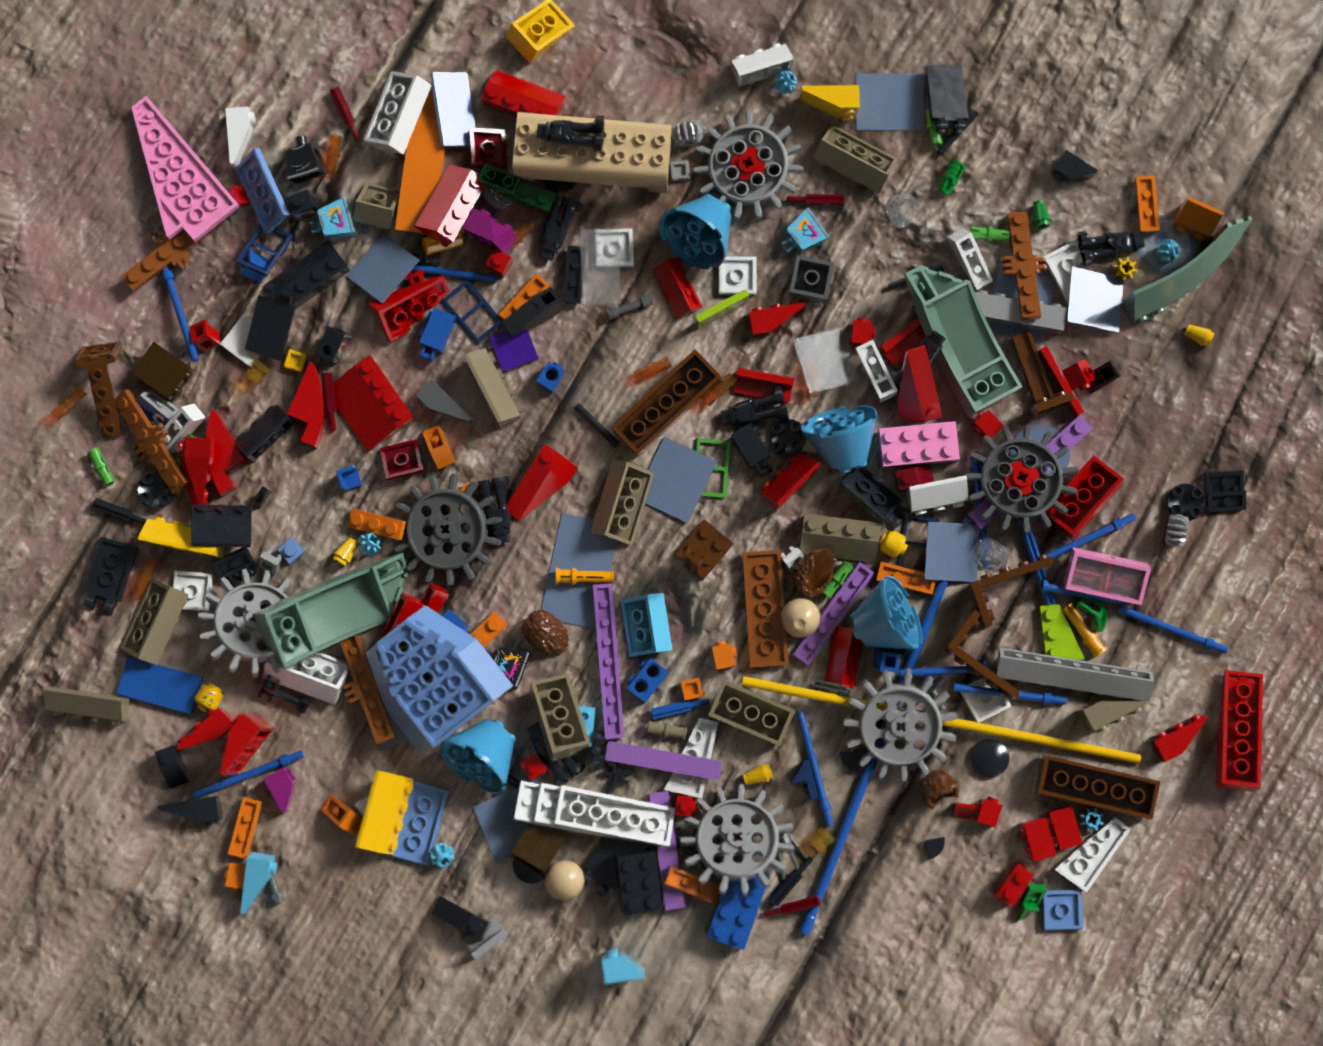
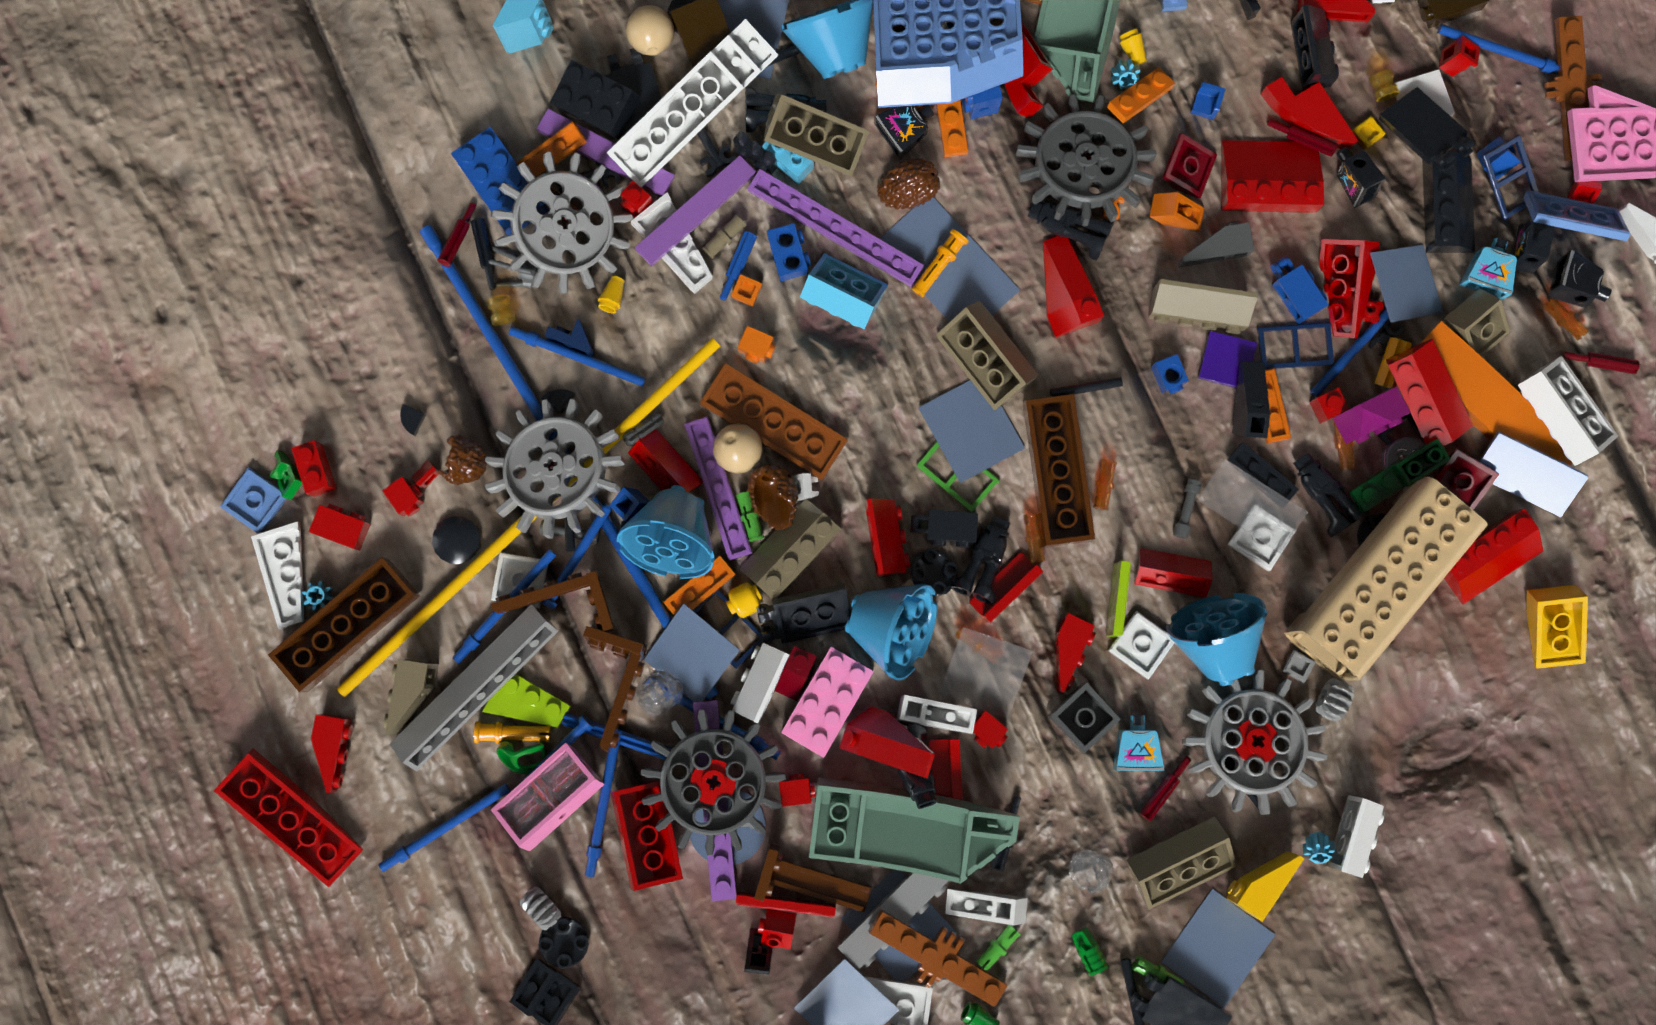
camera: 130 degrees right, 0 degrees up
(533, 766) = (784, 79): red brick -> none
(564, 131) = (1433, 552): black piece -> none
(703, 549) = (878, 399): reddish brown bracket -> none
(751, 713) = (677, 327): dark tan slope -> none
(1064, 828) = (331, 562): red brick -> none

